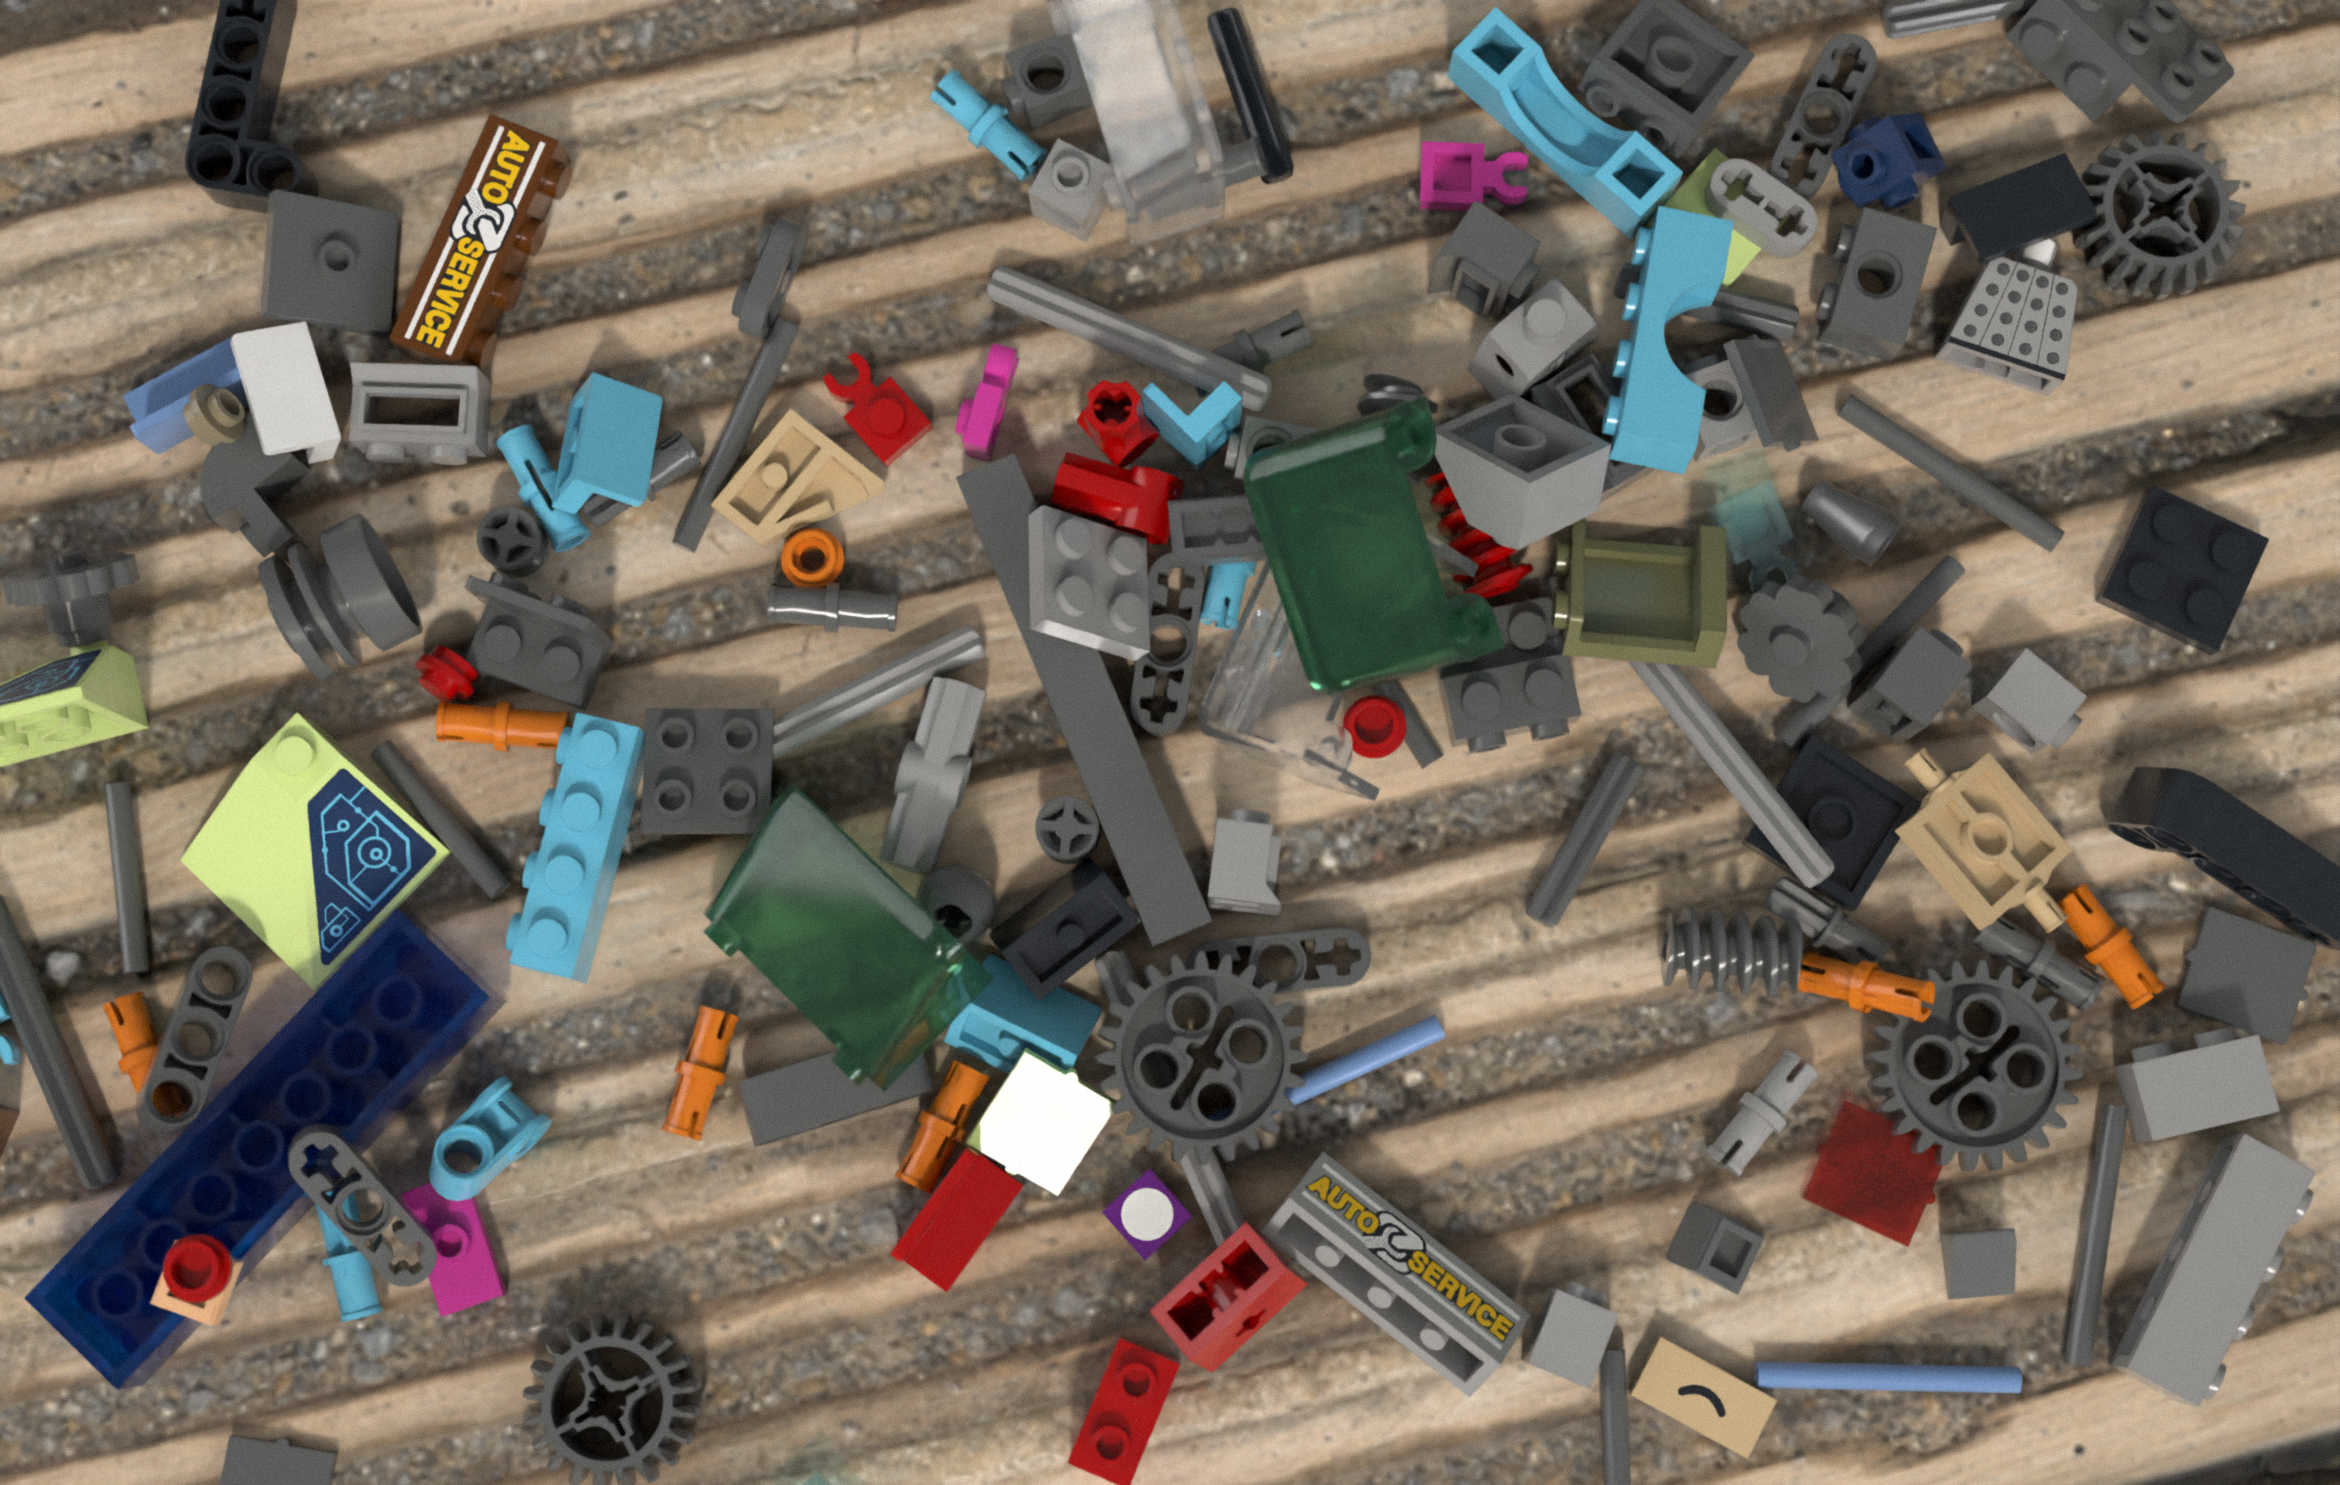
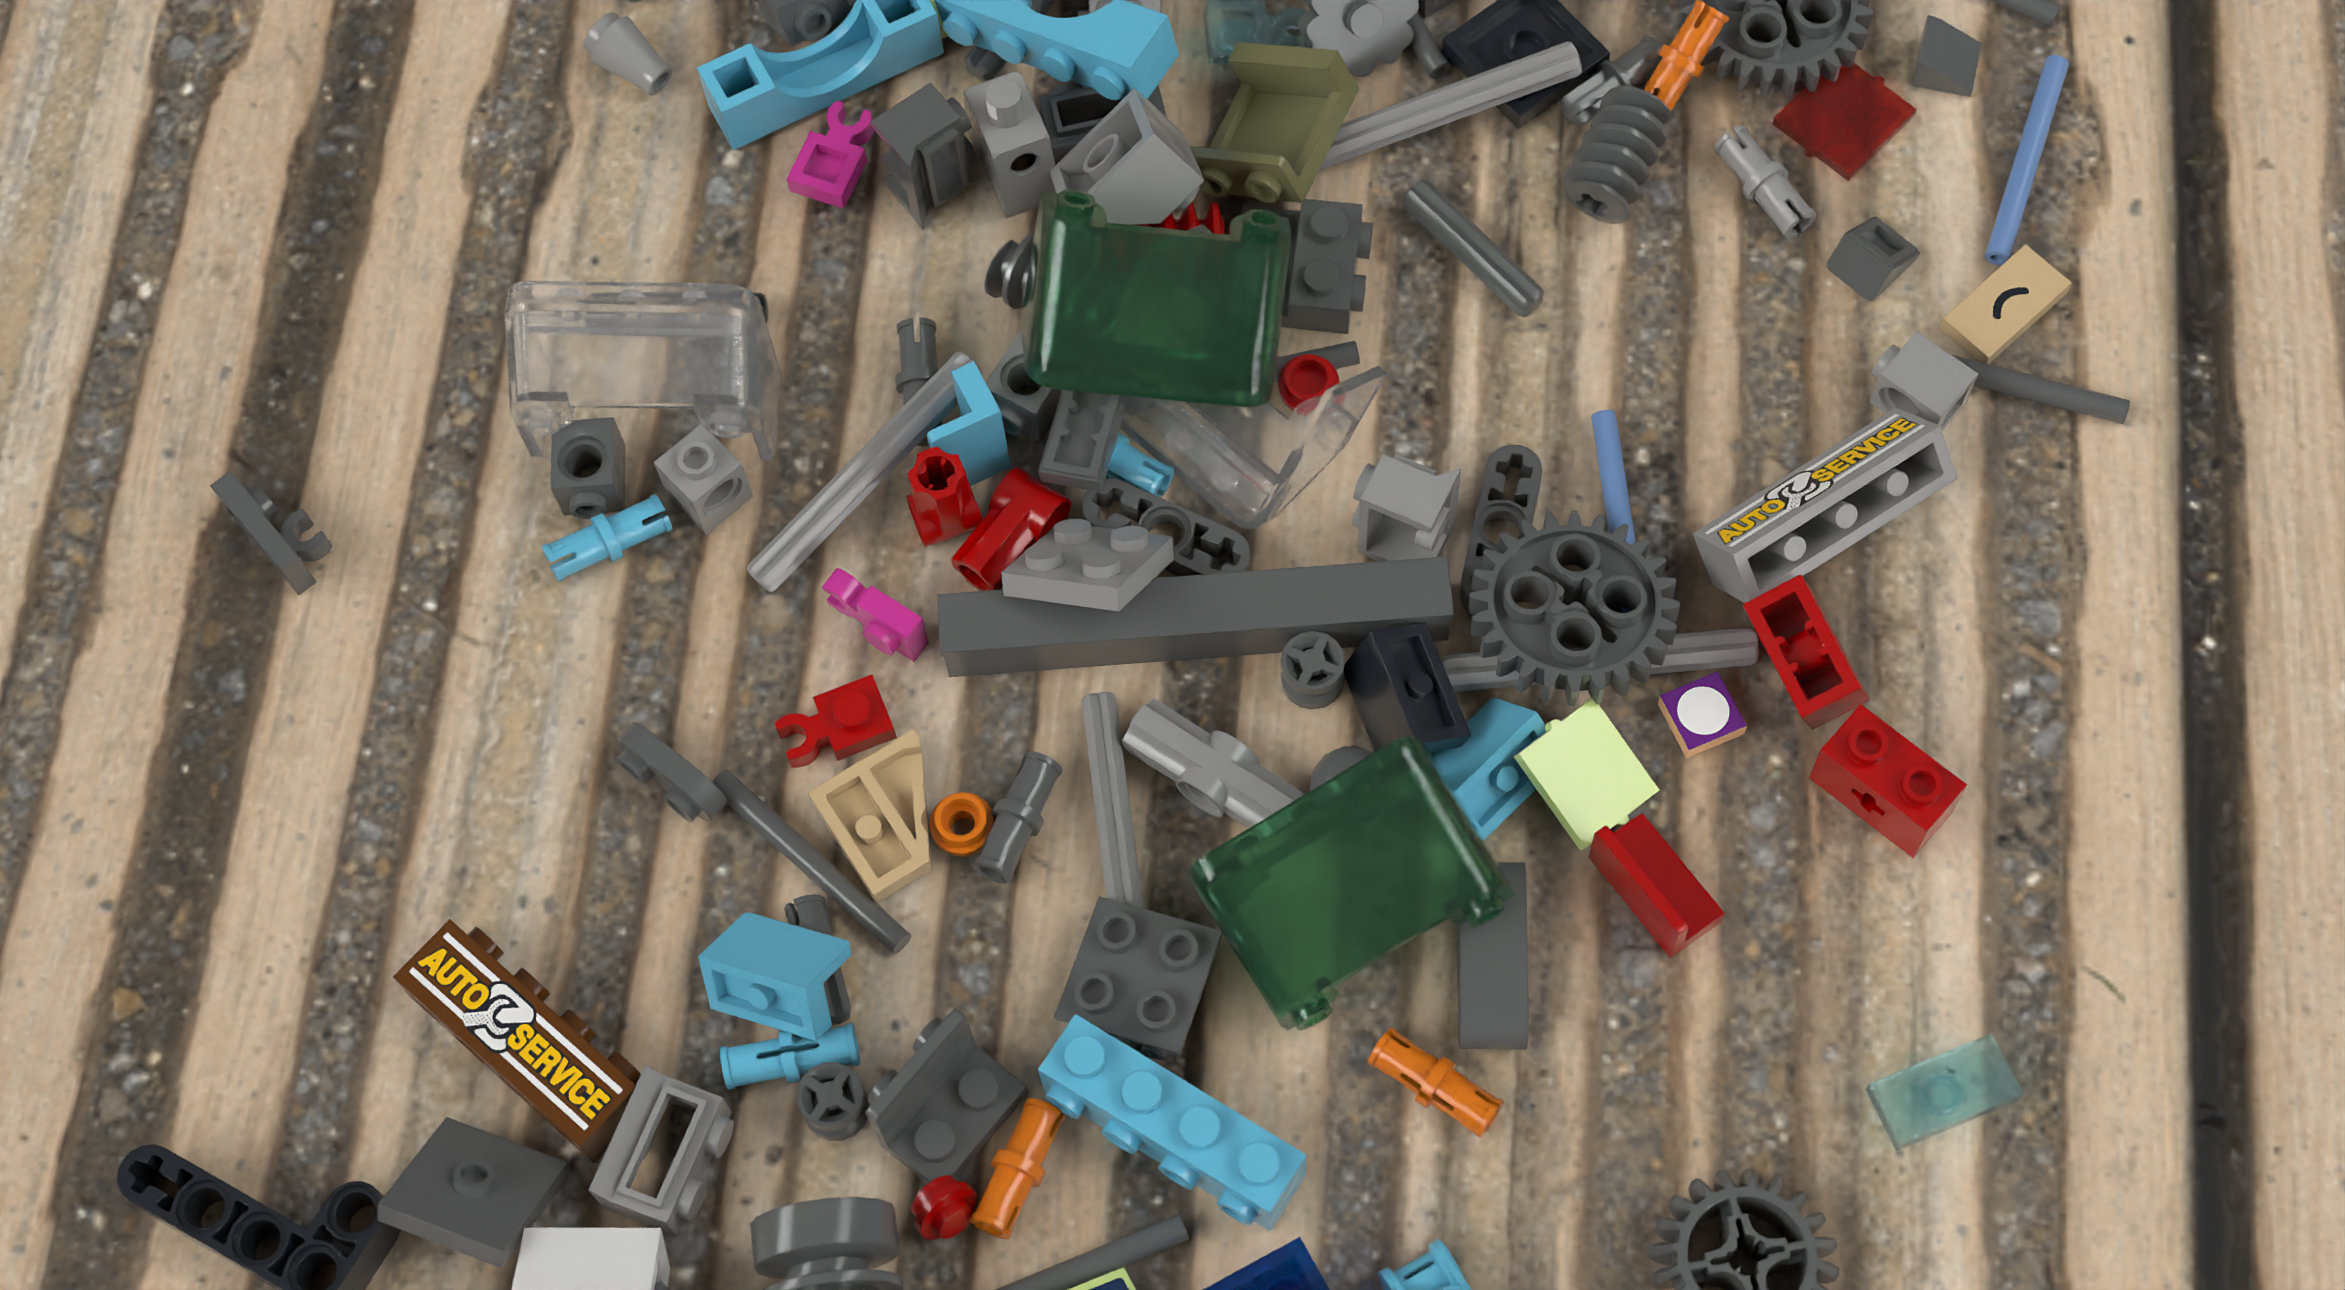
camera: 70 degrees left, 15 degrees down
(941, 1126) = (1561, 870): orange pin -> none

